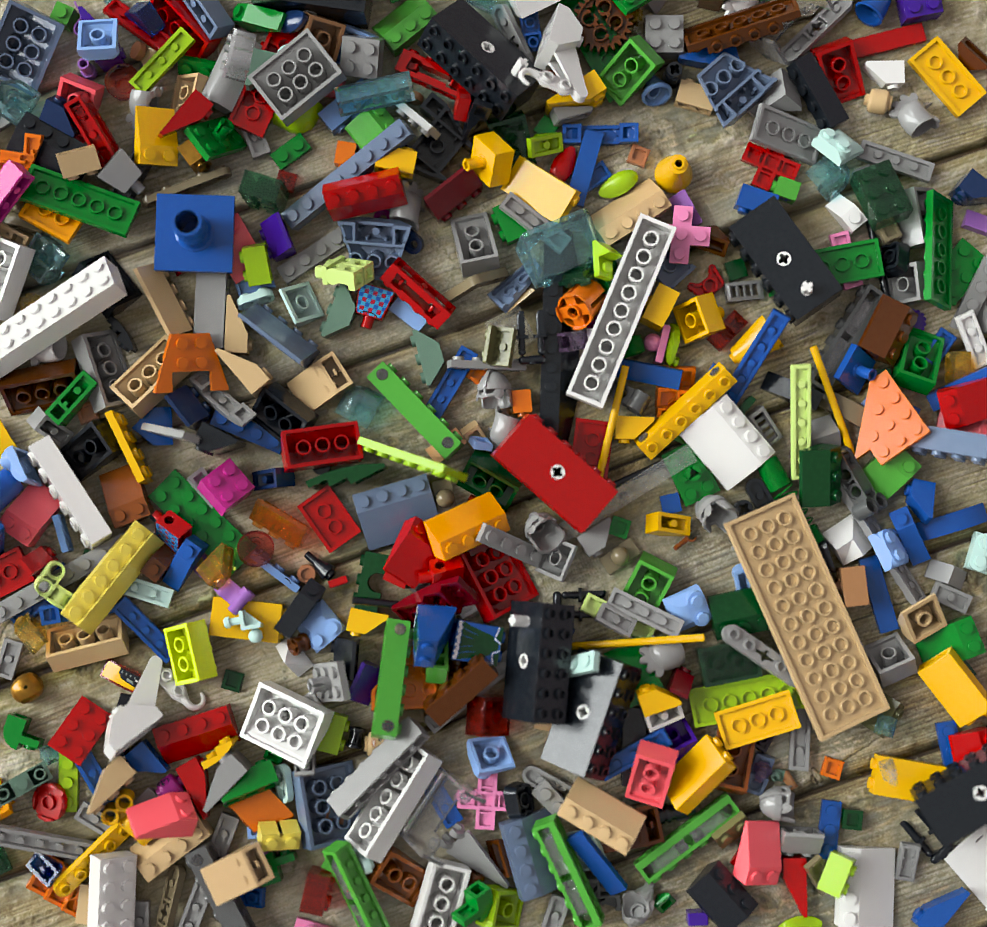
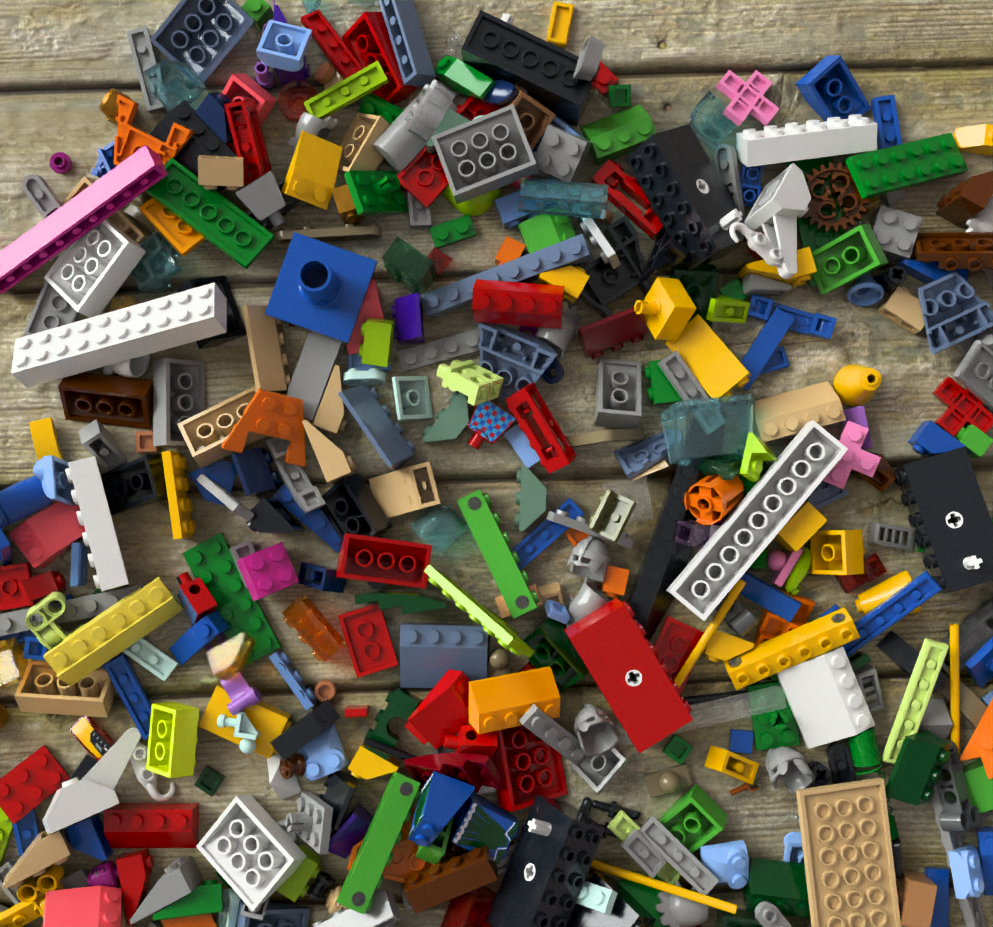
camera: 20 degrees right, 0 degrees up
(72, 399) = (132, 424): green slope -> none
(125, 337) = (213, 376): black slope -> none
(125, 497) = (155, 549): dark orange slope -> none
(146, 18) = (343, 40): clear blue slope -> none
(158, 564) = (170, 631): reddish brown slope -> none
(189, 114) = (358, 156): red slope -> none
(224, 747) = (167, 858): yellow slope -> none
(255, 548) = (278, 648): clear red piece -> none
(323, 568) = (345, 692): black cone -> none
(462, 105) = (652, 240): red piece -> none
(535, 359) = (639, 511): black piece -> none
(564, 163) = (741, 337): red arm -> none
(595, 538) = (649, 758): light grey slope -> none
(618, 184) = (793, 377): lime arm -> none
(638, 156) = (823, 353): nougat tile -> none
(712, 283) = (855, 518): red piece -> none
(735, 269) = (890, 510): dark green tile -> none
(847, 540) = (921, 844): white slope -> none

